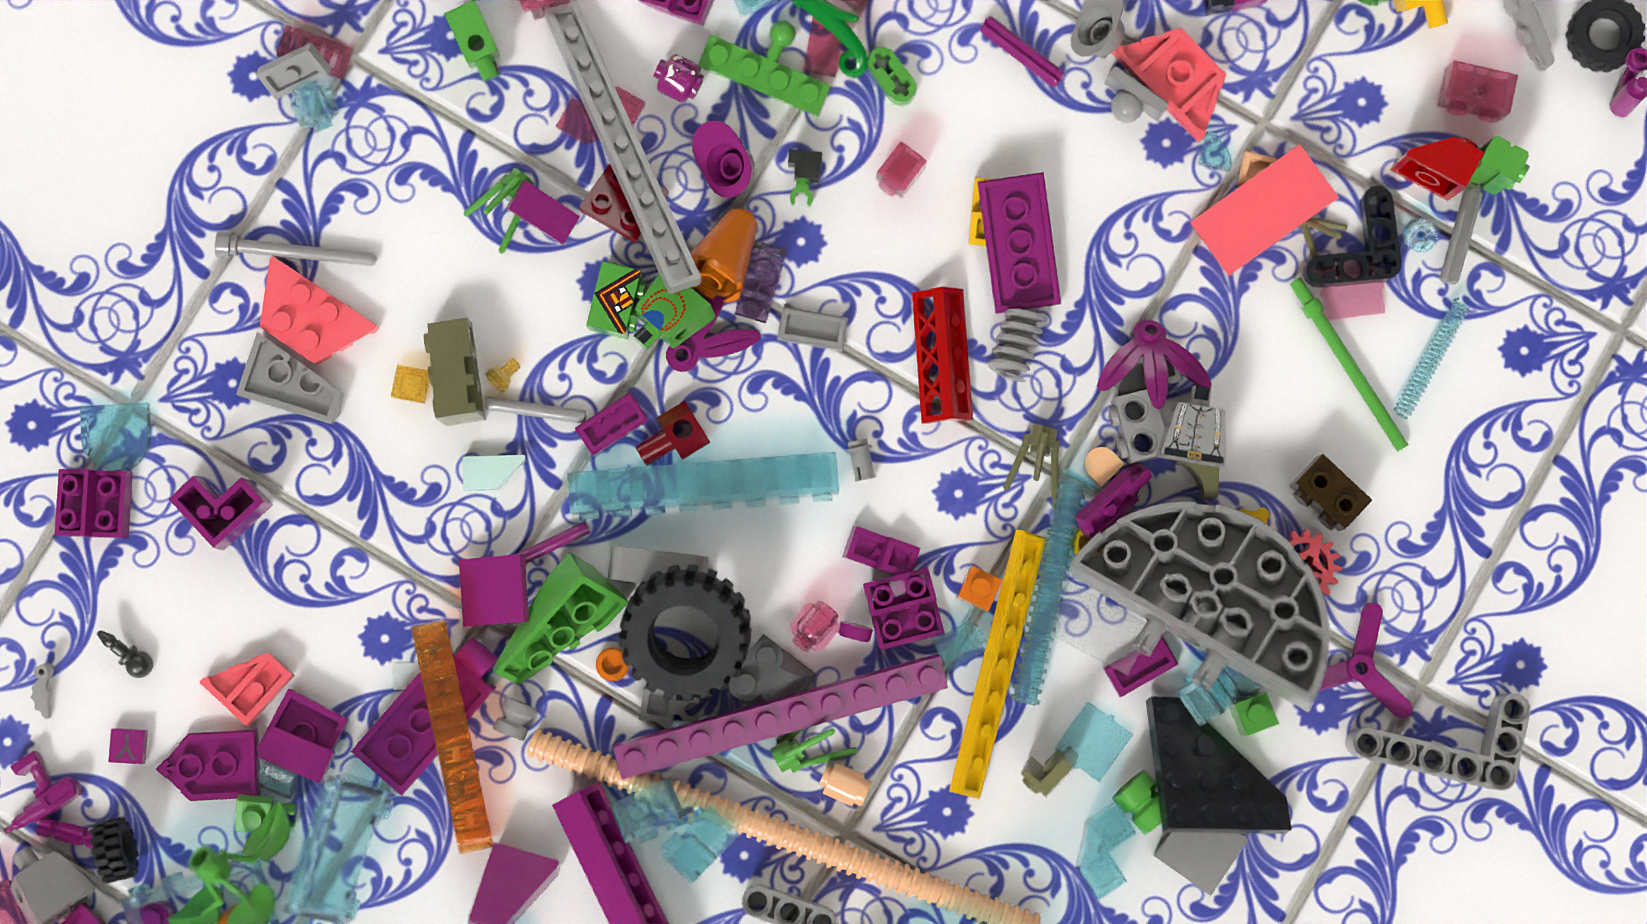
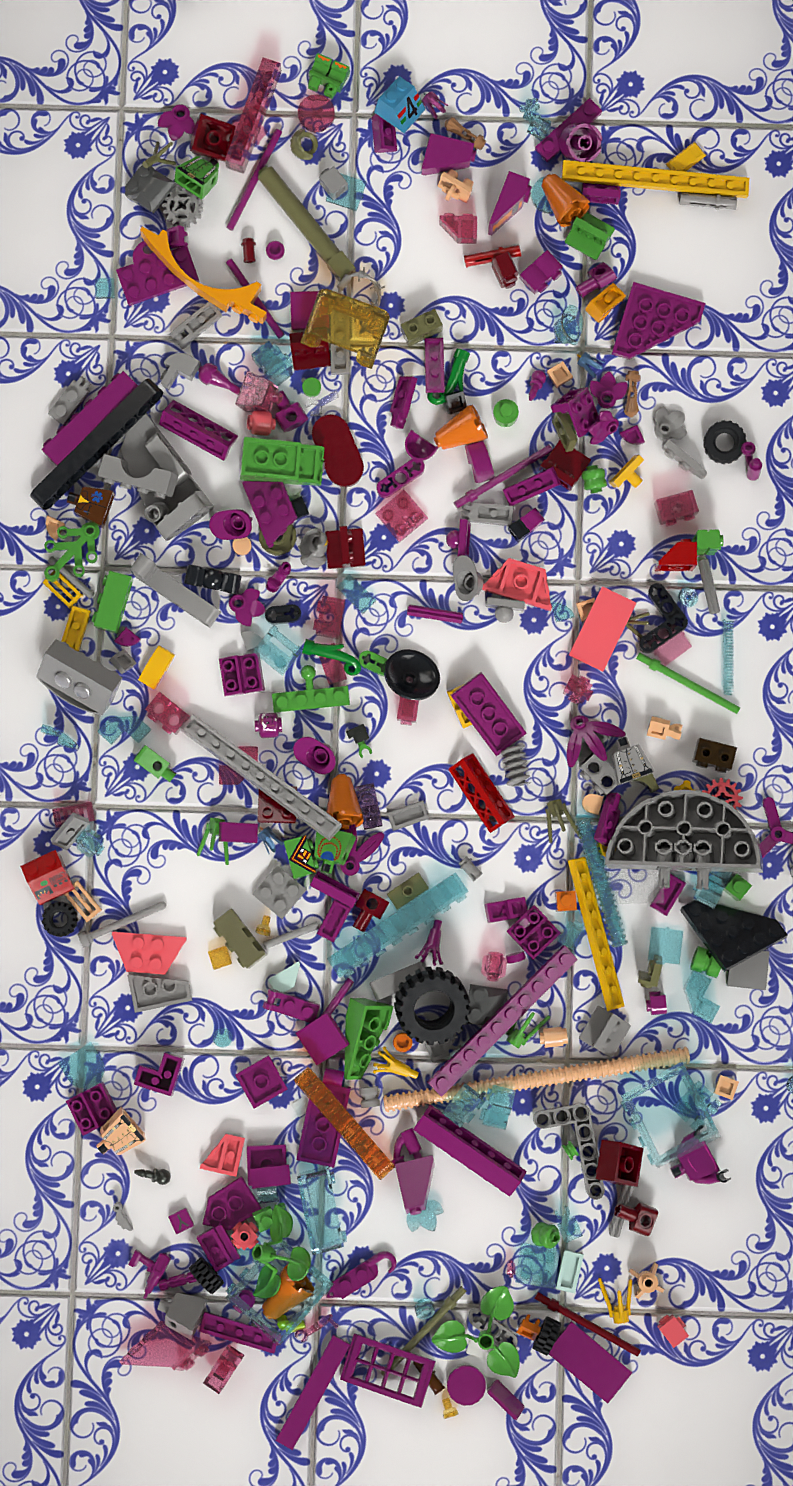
camera: 25 degrees left, 0 degrees up
(110, 563) = (120, 1133): none -> light nougat torso
(159, 817) = (218, 1247): none -> magenta plate
(190, 182) = (71, 919): none -> black tyre
(220, 820) = (248, 1228): none -> coral brick
(221, 120) = (47, 877): none -> red slope
(260, 213) = (88, 896): none -> light nougat tile
(347, 506) = (222, 1037): none -> clear light blue tile
(366, 604) = (261, 1082): none -> magenta plate
(475, 515) = (291, 1006): none -> magenta plate
(539, 825) = (412, 1144): none -> magenta plant
(555, 336) = (279, 892): none -> light grey plate
(579, 693) = (394, 1066): none -> yellow piece
(581, 239) = (265, 836): none -> flat silver piece
(639, 377) = (335, 889): none -> magenta piece
(740, 541) = (432, 944): none -> magenta piece
(748, 441) = (407, 891): none -> olive plate
(928, 820) = (604, 1031): none -> light grey bracket
(936, 119) = (412, 667): none -> black dish
(1031, 822) = (656, 1003): none -> magenta plate
(1176, 269) = (578, 682): none -> clear pink brick
(1270, 408) = (661, 728): none -> light nougat plate

